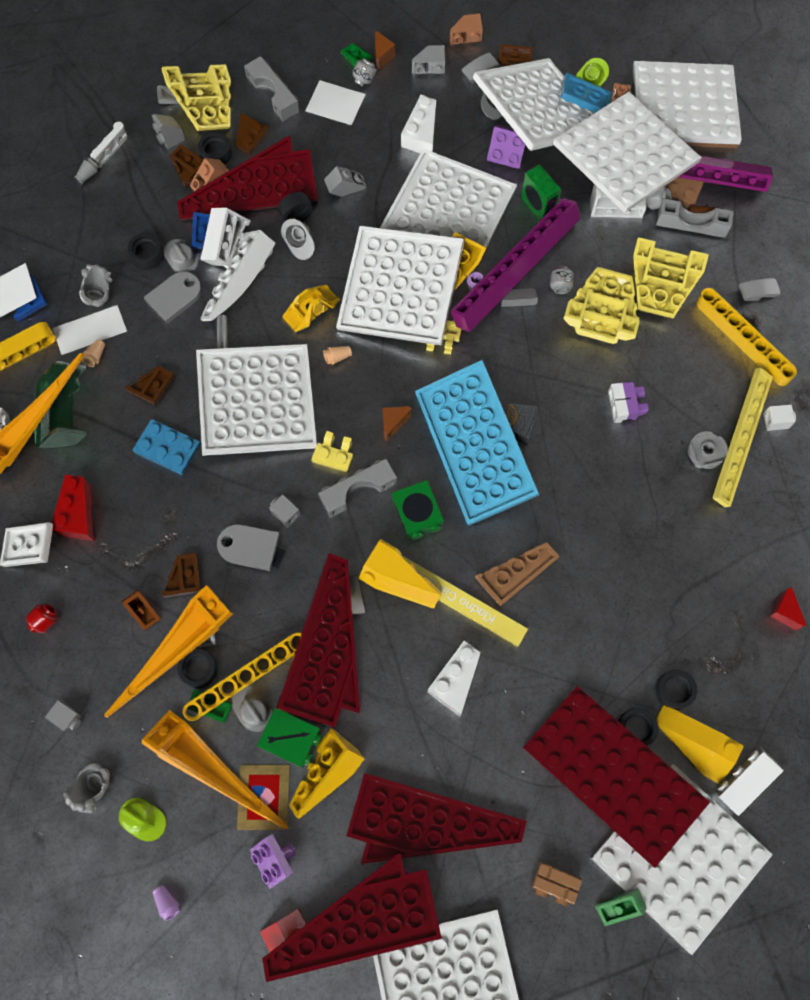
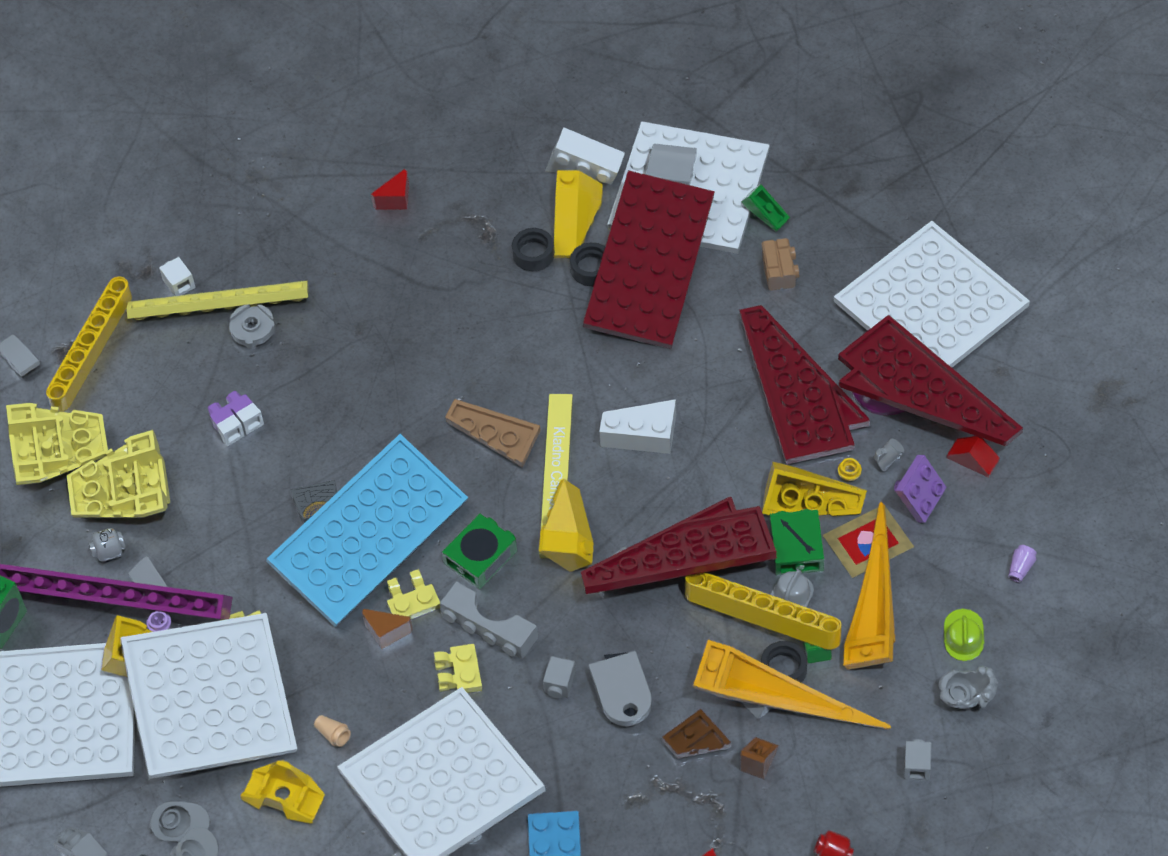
camera: 115 degrees left, 15 degrees down
(322, 859) = (888, 454): none -> light grey piece
(328, 238) = (175, 818): none -> light grey piece
(330, 812) = (852, 464): none -> yellow plate
(403, 449) = (413, 603): none -> light yellow plate
(705, 849) = (672, 163): none -> light grey slope

